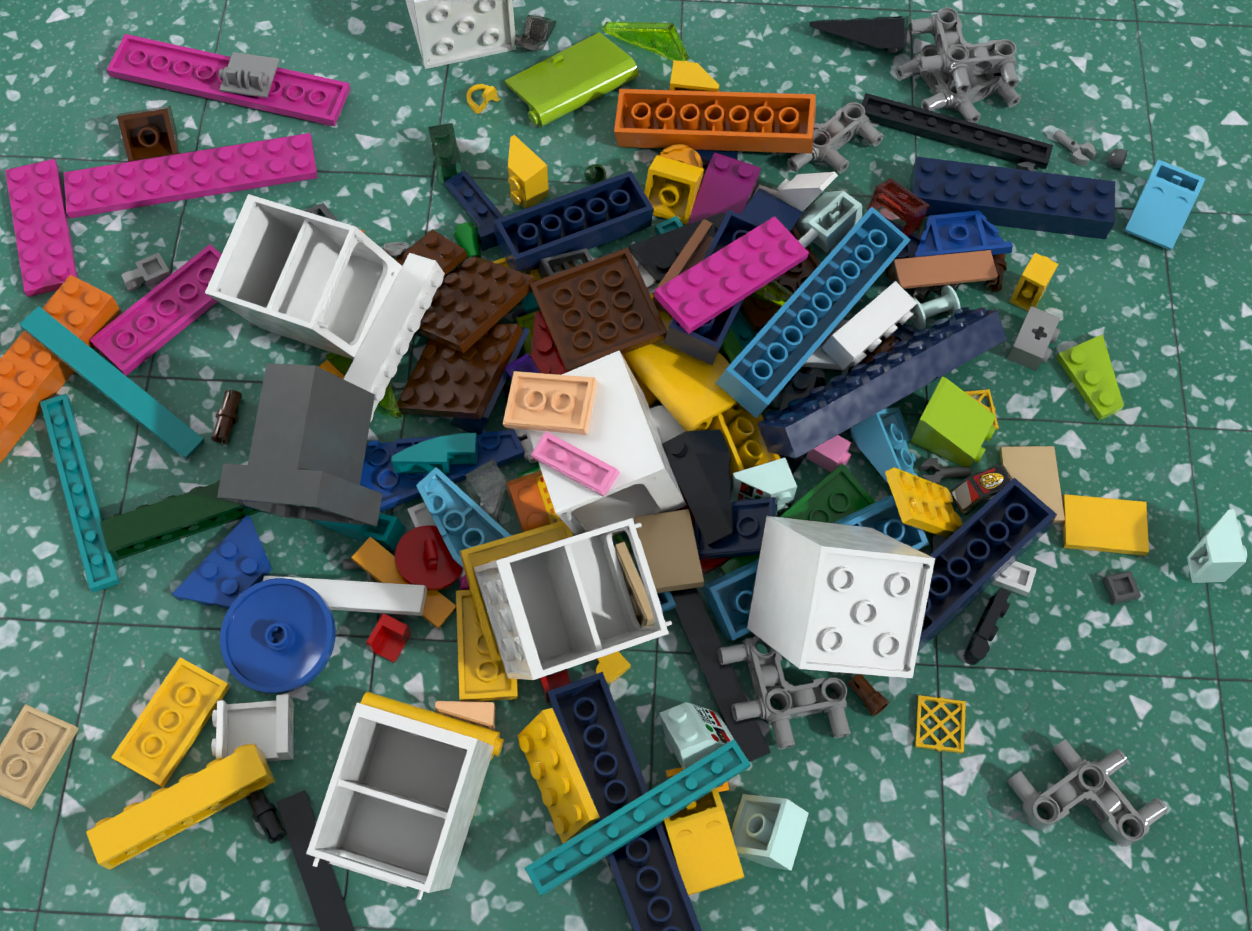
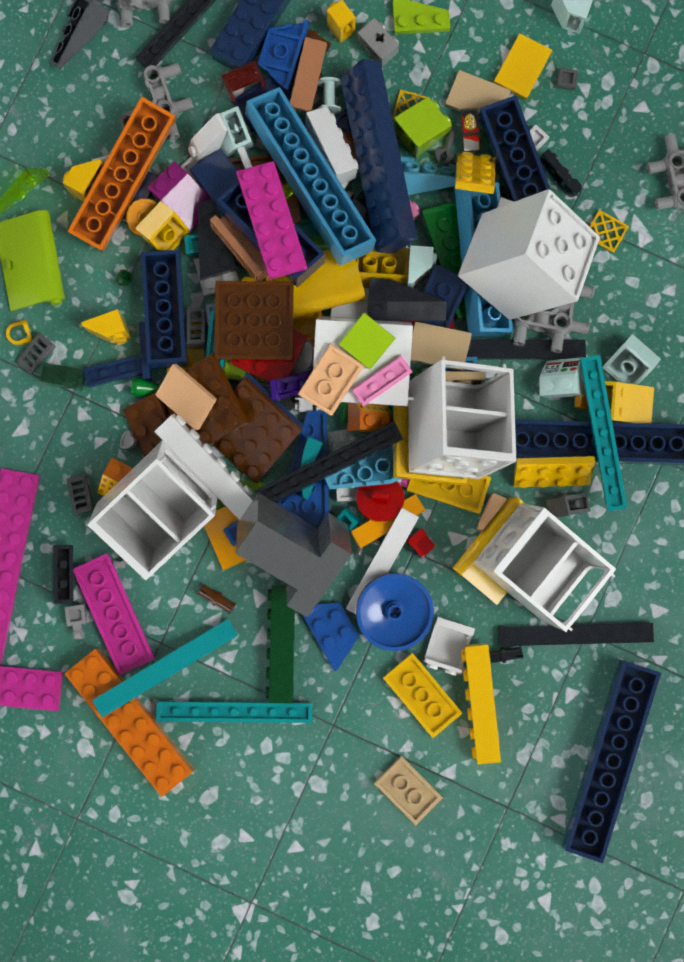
camera: 65 degrees left, 20 degrees up
(196, 233) = (62, 574): none -> black brick
(450, 471) = (332, 463): none -> black tile
(469, 129) = (31, 349): none -> dark grey slope
(470, 277) = (186, 396): none -> light nougat tile
(518, 821) = (568, 505): none -> dark grey slope
(618, 420) = (367, 341): none -> lime tile

